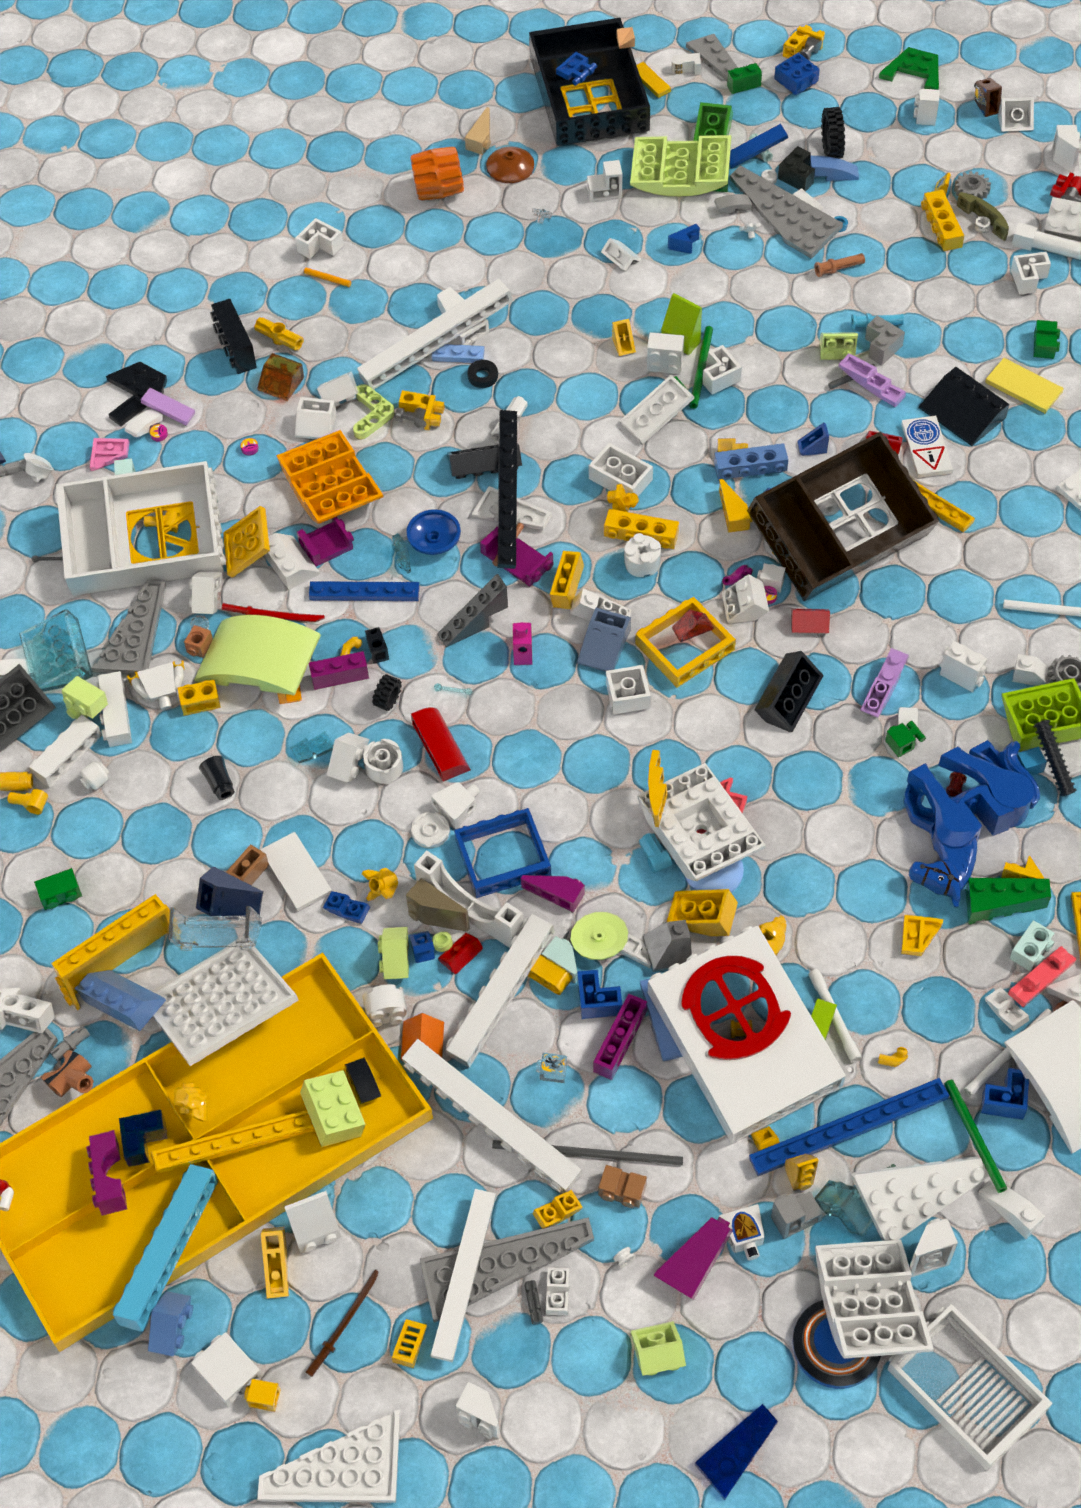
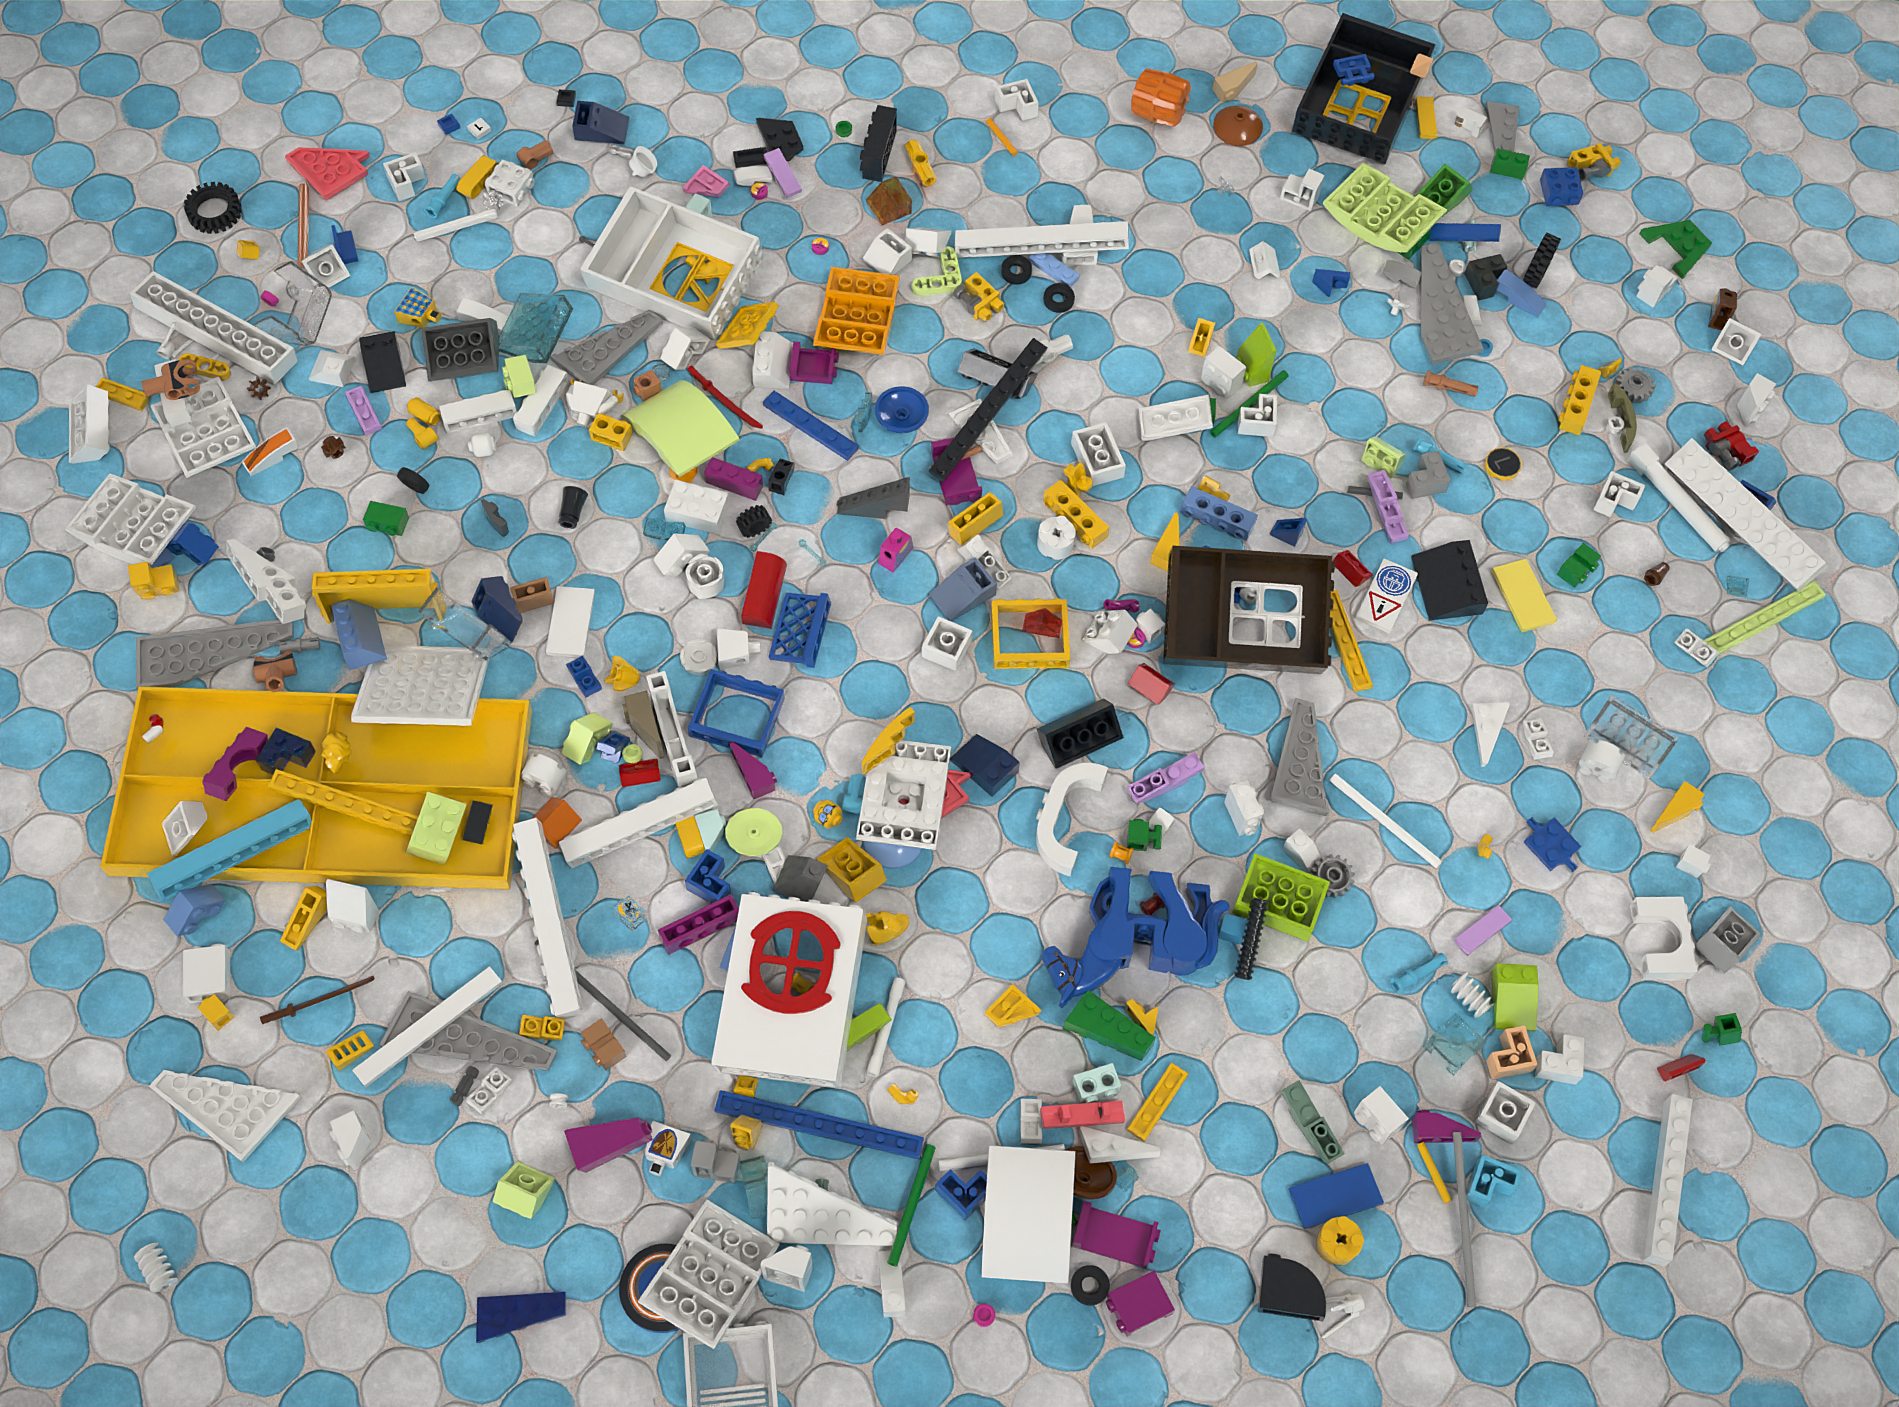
camera: 30 degrees right, 5 degrees up
(57, 841) = (413, 480): none -> black tyre
(99, 1259) = (183, 824): none -> white slope
(149, 826) = (494, 518): none -> dark grey slope
(188, 344) = (843, 128): none -> green tile
(327, 711) = (697, 506): none -> white brick
(400, 715) = (753, 547): none -> clear light blue hinge
(431, 380) = (1016, 260): none -> black tyre
(511, 750) = (815, 633): none -> blue fence
(647, 882) = (828, 814): none -> yellow head
(739, 760) = (987, 763): none -> dark blue slope
(835, 791) = (1076, 776): none -> white arch
(899, 761) = (1121, 852): none -> light orange bush
(927, 299) = (1503, 464): none -> black tile
(974, 612) = (1300, 770): none -> light grey wing

